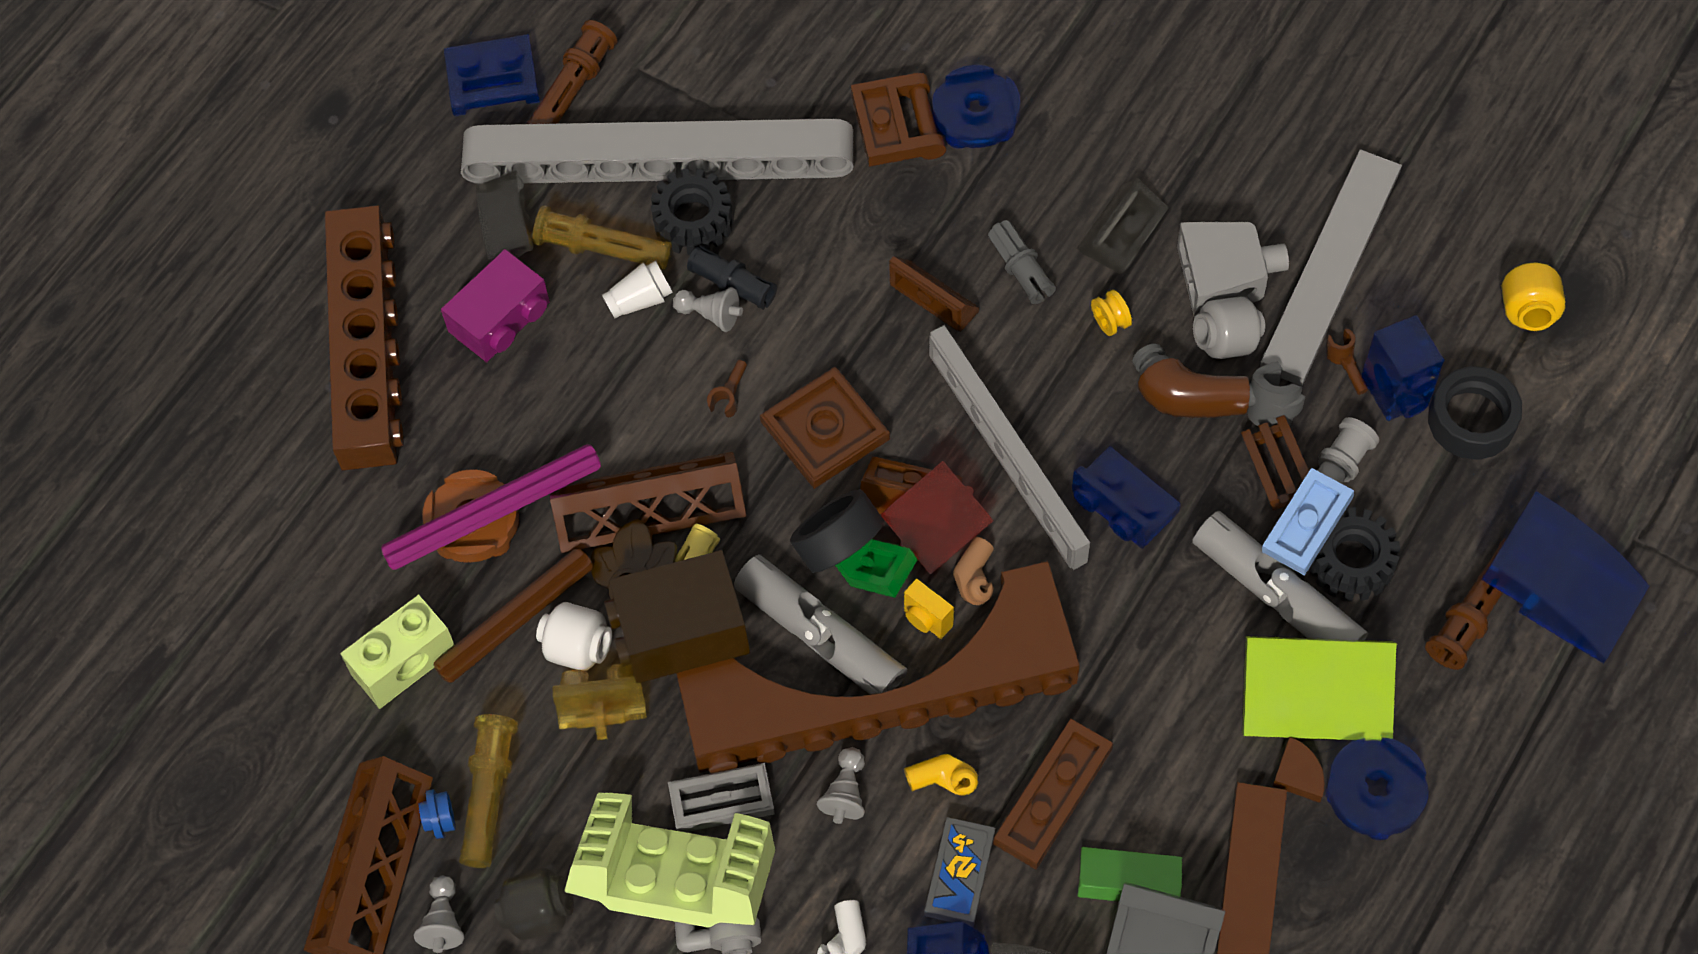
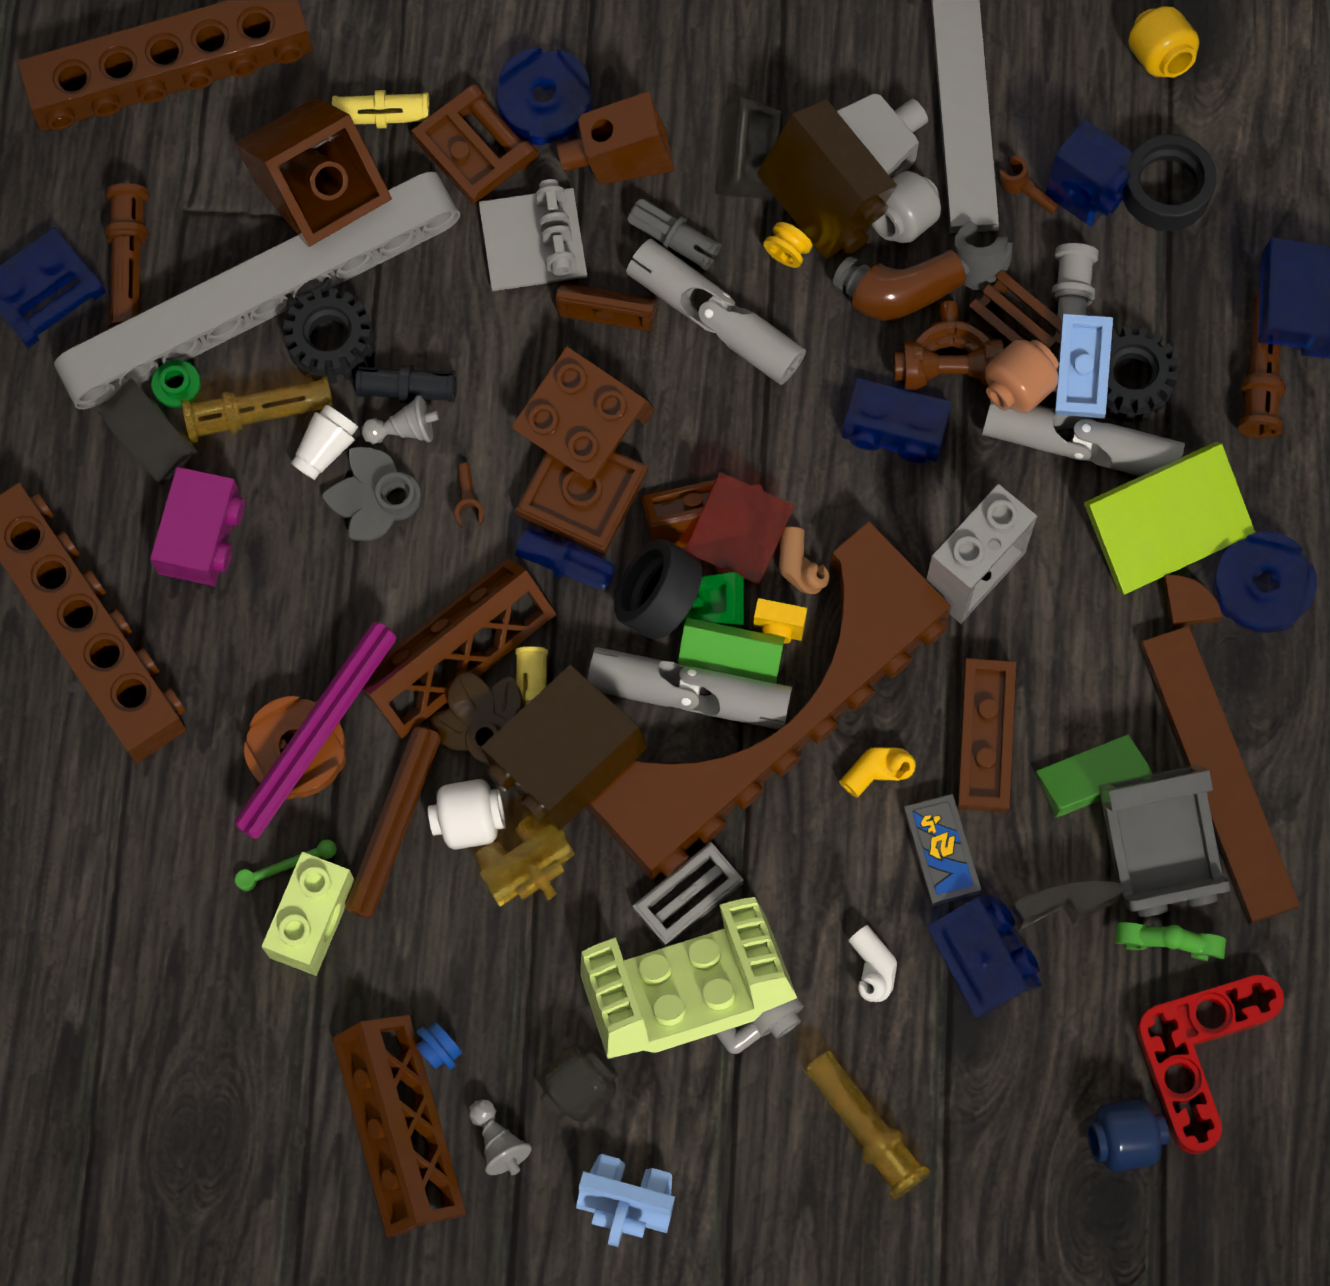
camera: 30 degrees left, 10 degrees up
(371, 604) = (247, 880): none -> bright green hinge
(488, 768) = (460, 979): clear yellow pin -> none
(557, 201) = (172, 396): none -> green plate
(649, 350) = (367, 494): none -> dark grey plate
(751, 78) = (314, 169): none -> reddish brown slope
(777, 474) = (564, 559): none -> clear blue axle
(812, 49) = (413, 108): none -> light yellow pin
(843, 795) = (799, 835): light grey piece -> none
(856, 363) = (580, 414): none -> reddish brown bracket
(872, 613) = (730, 650): none -> bright green tile
(903, 213) = (533, 238): none -> light grey hinge
(1009, 448) = (765, 425): light grey tile -> none
(1016, 167) = (620, 141): none -> reddish brown torso
(1030, 359) = (737, 327): none -> light grey piece
(1105, 635) = (987, 541): none -> light grey window
(1169, 270) = (827, 179): none -> dark brown brick
(1171, 457) = (919, 360): none -> reddish brown piece
(1247, 503) = (1021, 376): none -> nougat head

